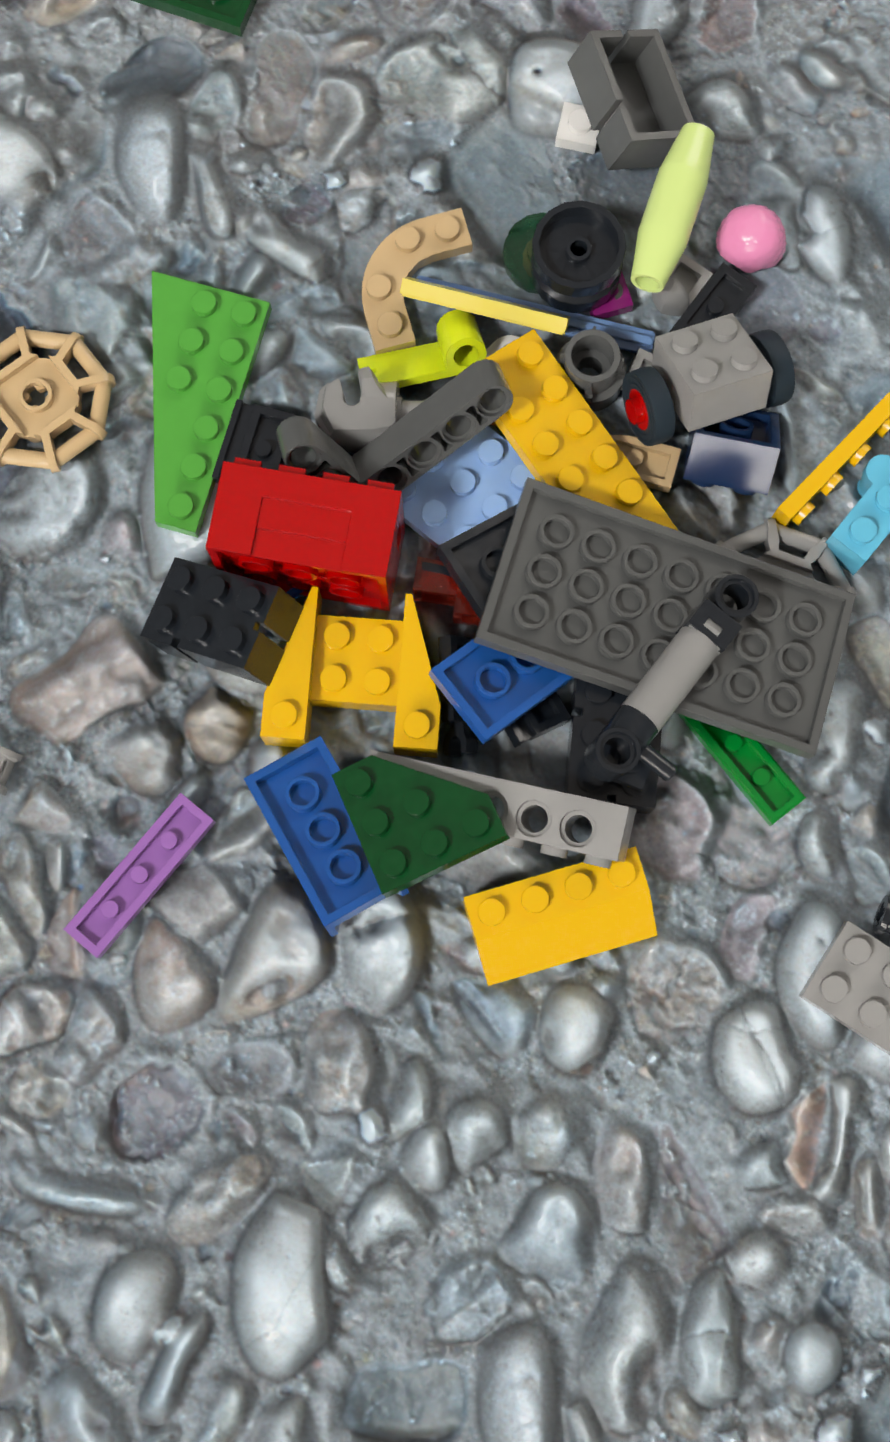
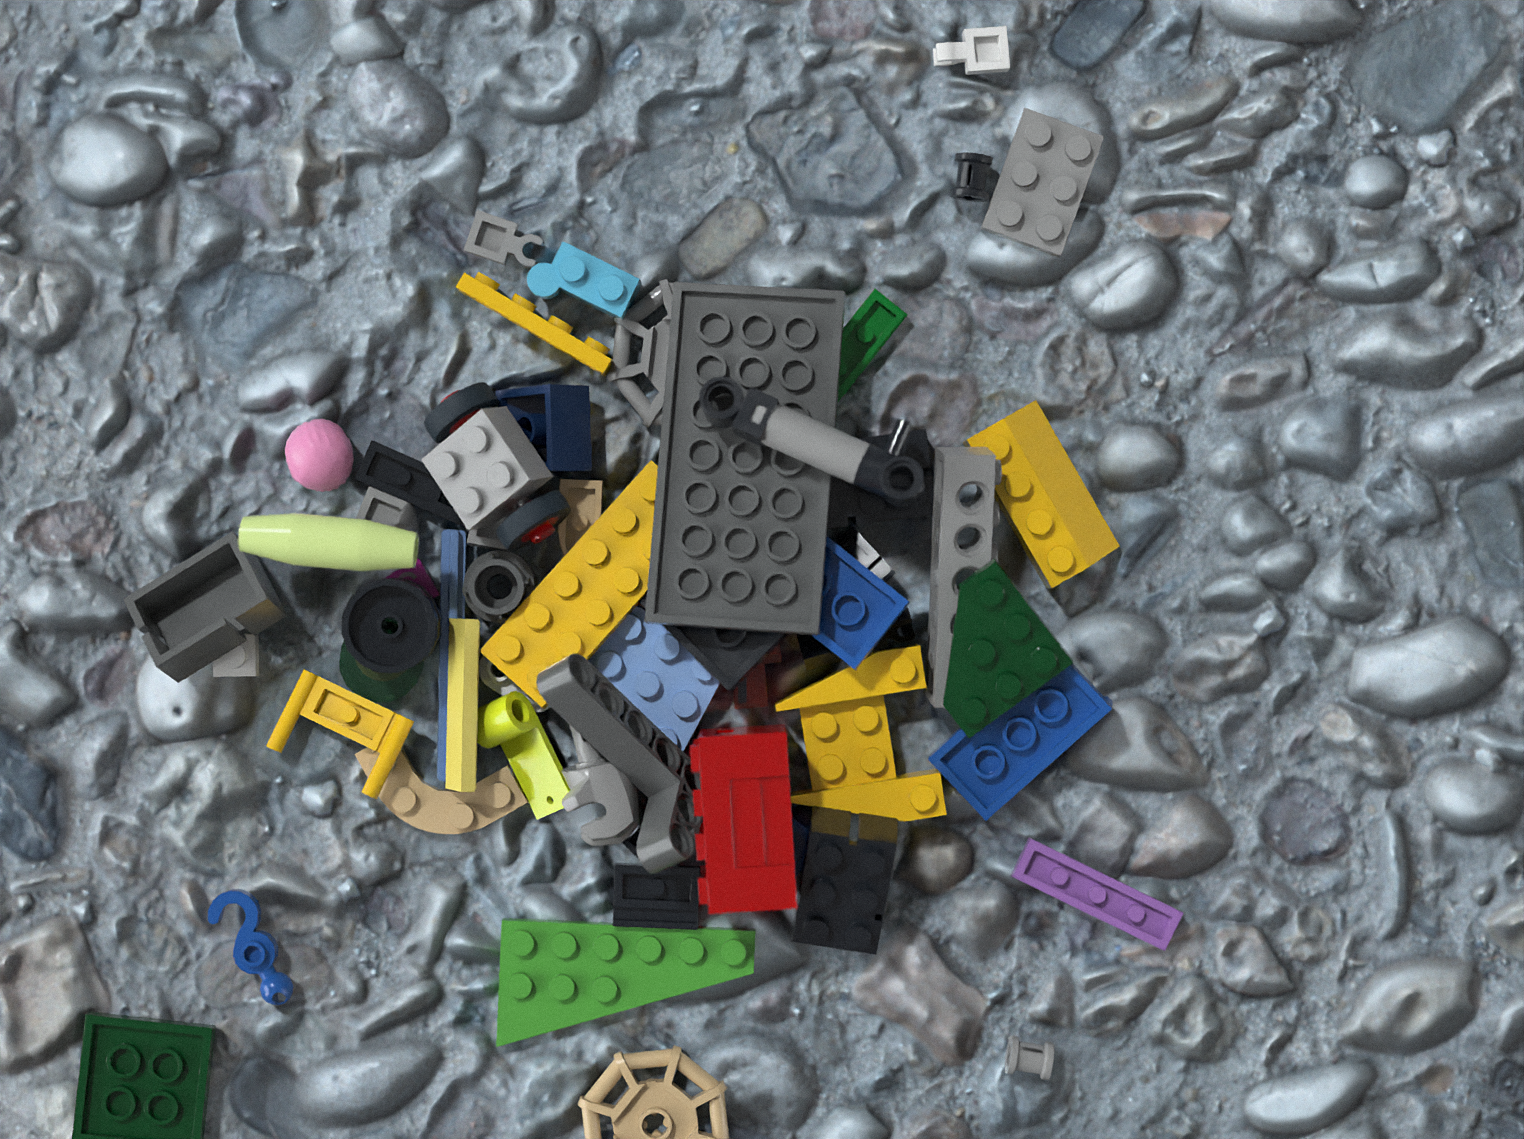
camera: 100 degrees left, 10 degrees up
(303, 80) = (253, 949): none -> blue piece
(499, 206) = (349, 716): none -> yellow plate

